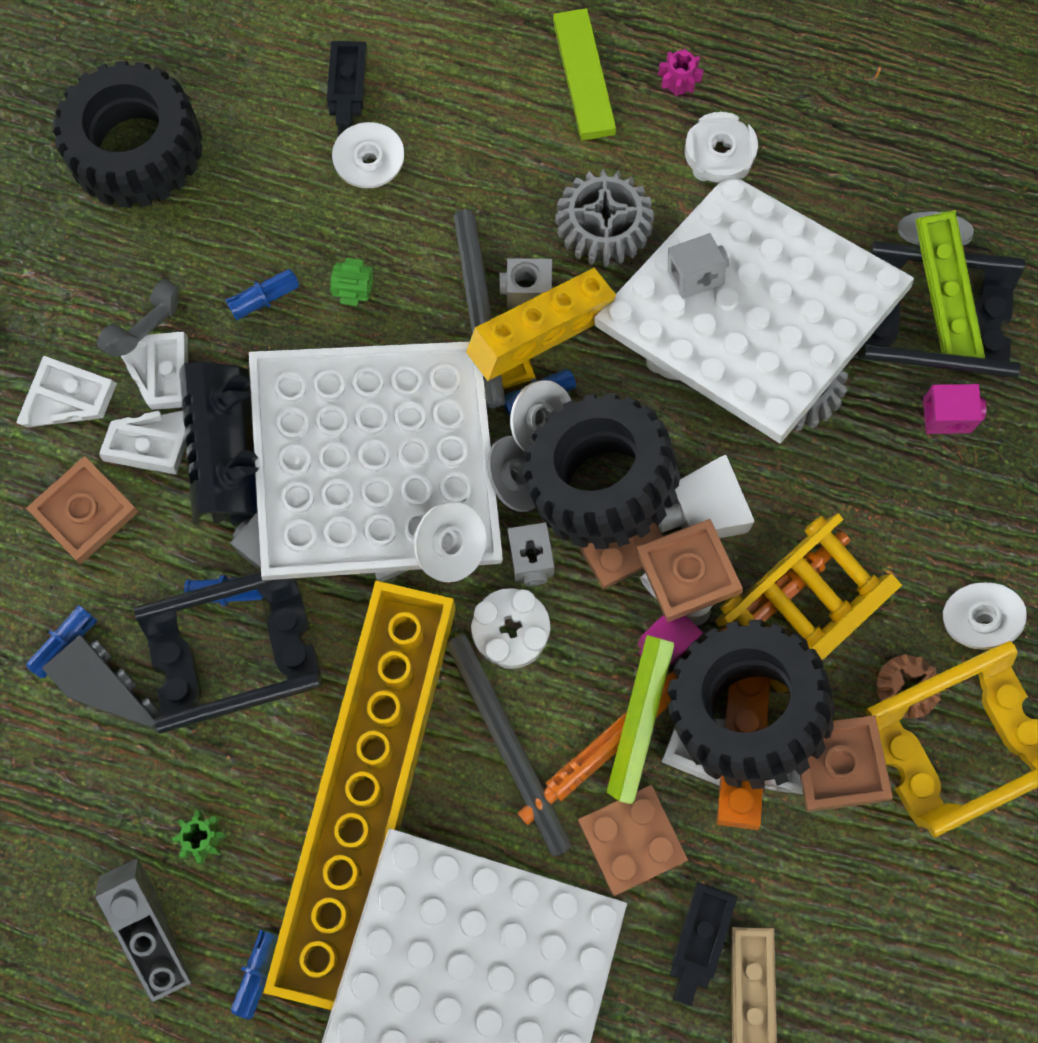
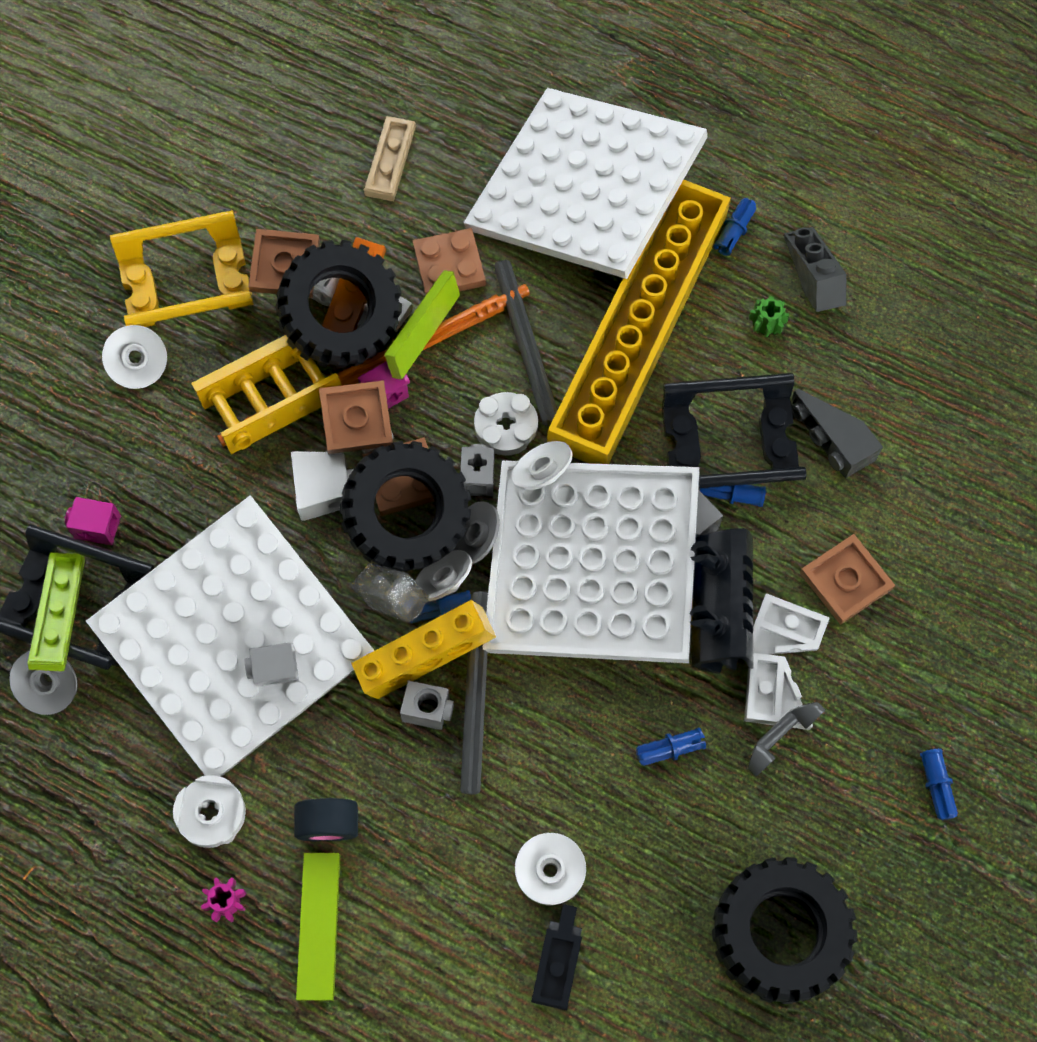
camera: 170 degrees left, 5 degrees down
(65, 395) = (857, 684): white wing -> none
(76, 624) = (868, 476): blue axle -> none
(351, 281) = (586, 737): bright green gear -> none
(589, 371) = (390, 592): none -> clear brick
(601, 146) = (326, 819): none -> black wheel
(630, 212) = (325, 753): light grey gear -> none
(701, 940) = (416, 191): black hinge -> none
(890, 682) = (202, 337): nougat gear -> none

